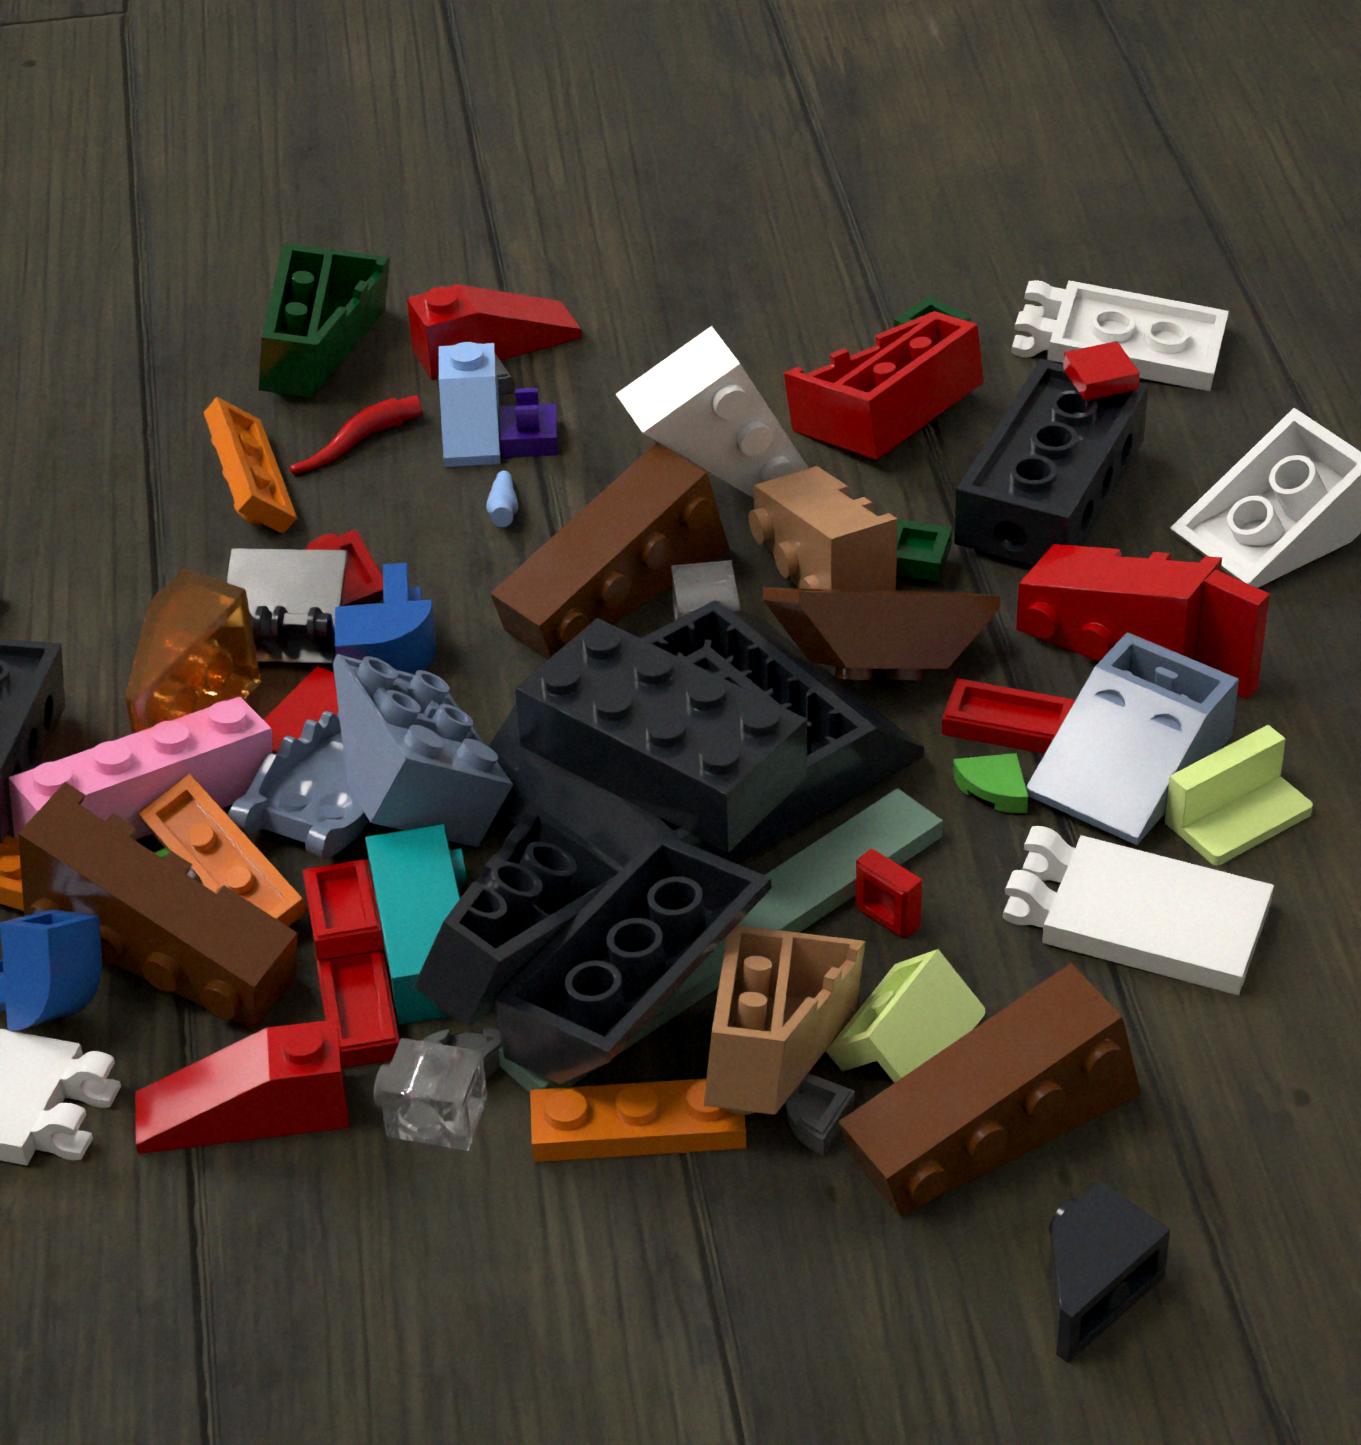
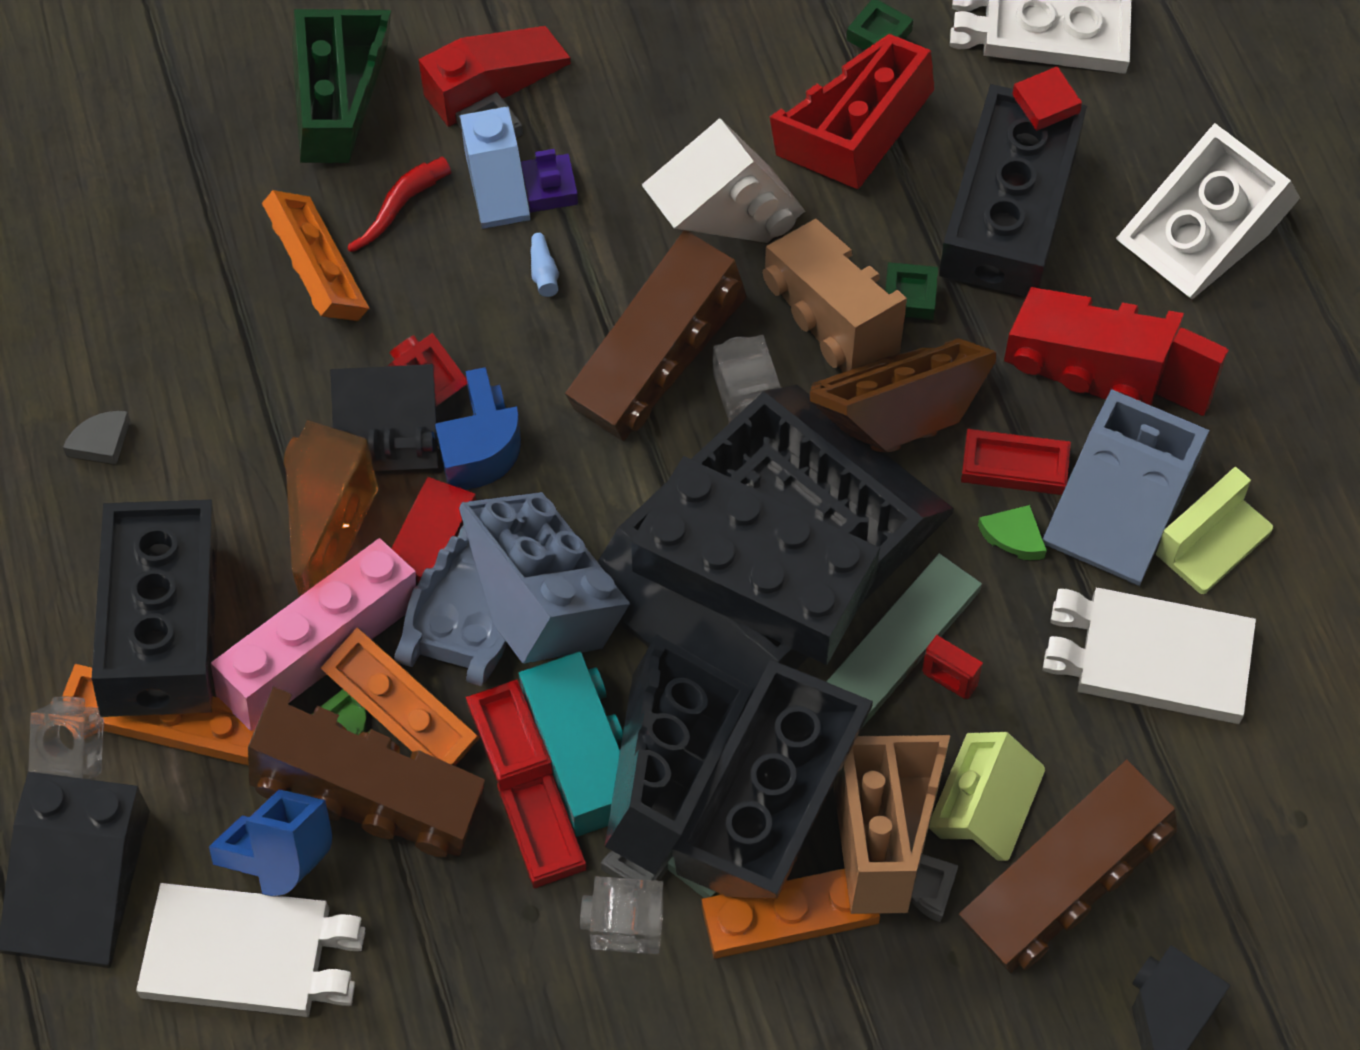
camera: 10 degrees left, 20 degrees up
(254, 1089) = (473, 932): red slope -> none

